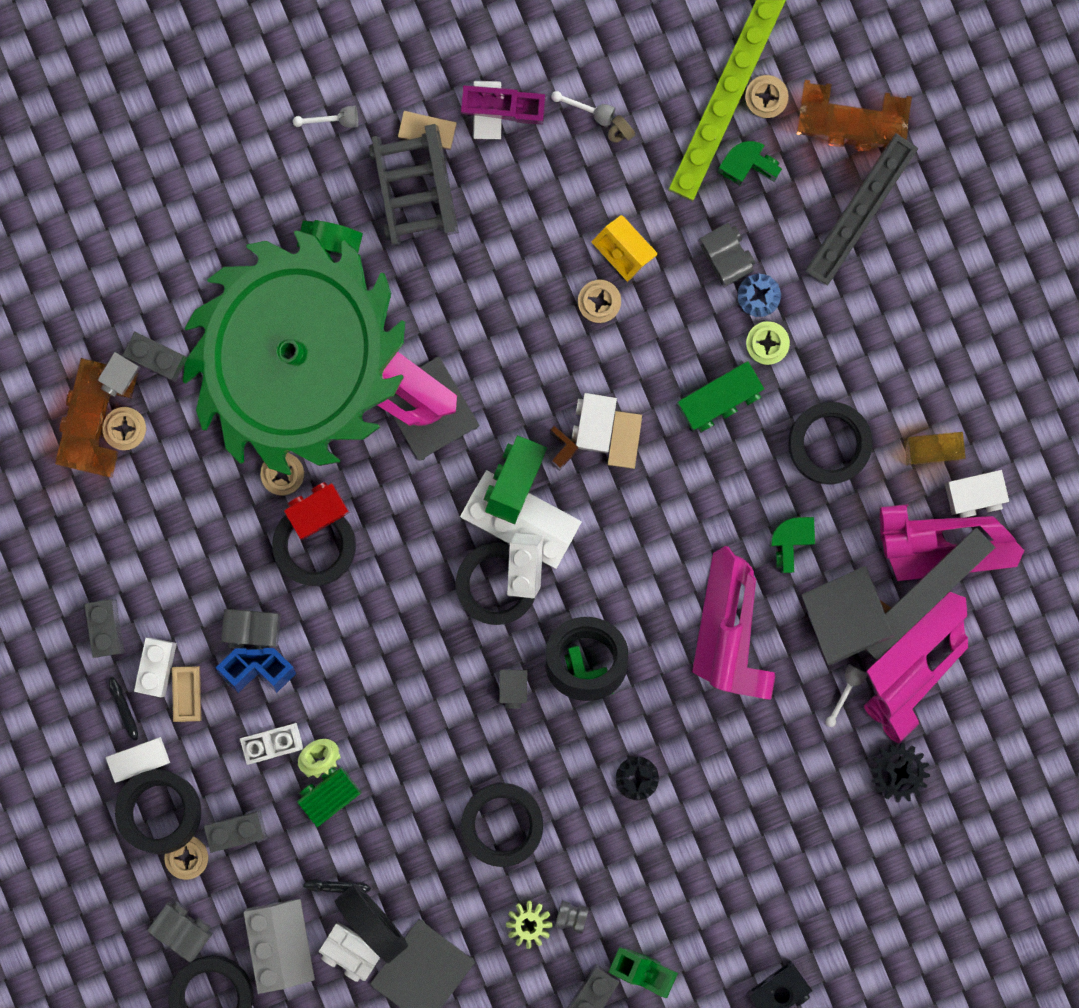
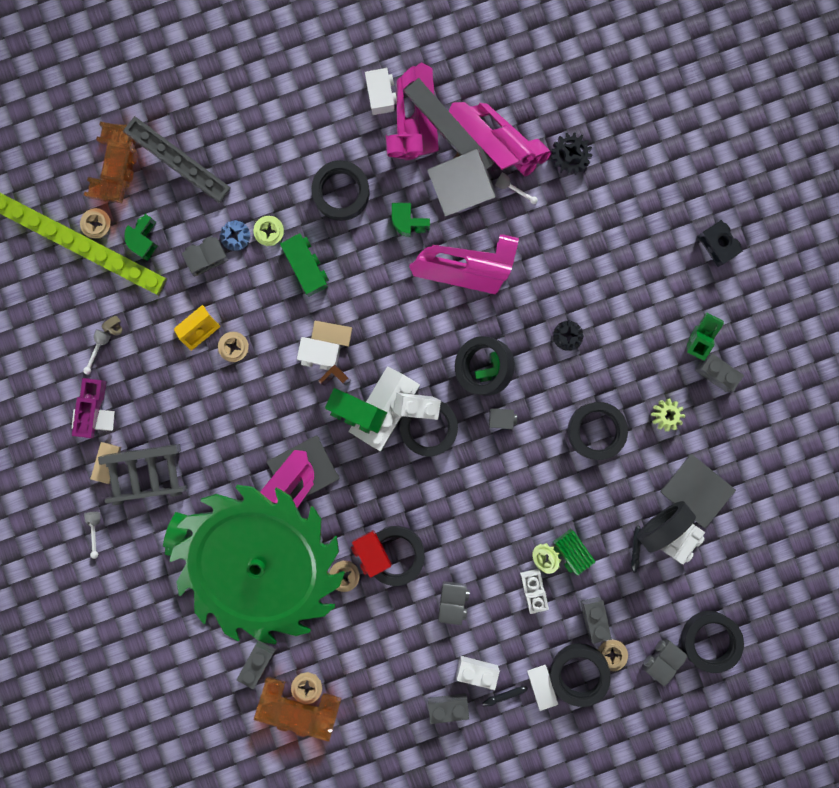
camera: 85 degrees left, 0 degrees up
(118, 375) = (266, 693): light grey brick -> none
(186, 694) = (497, 650): tan tile -> none
(244, 665) = (478, 609): blue brick -> none
(279, 945) = (677, 592): light grey slope -> none
(571, 917) = (663, 385): flat silver wheel -> none
(934, 448) = (347, 118): clear yellow brick -> none

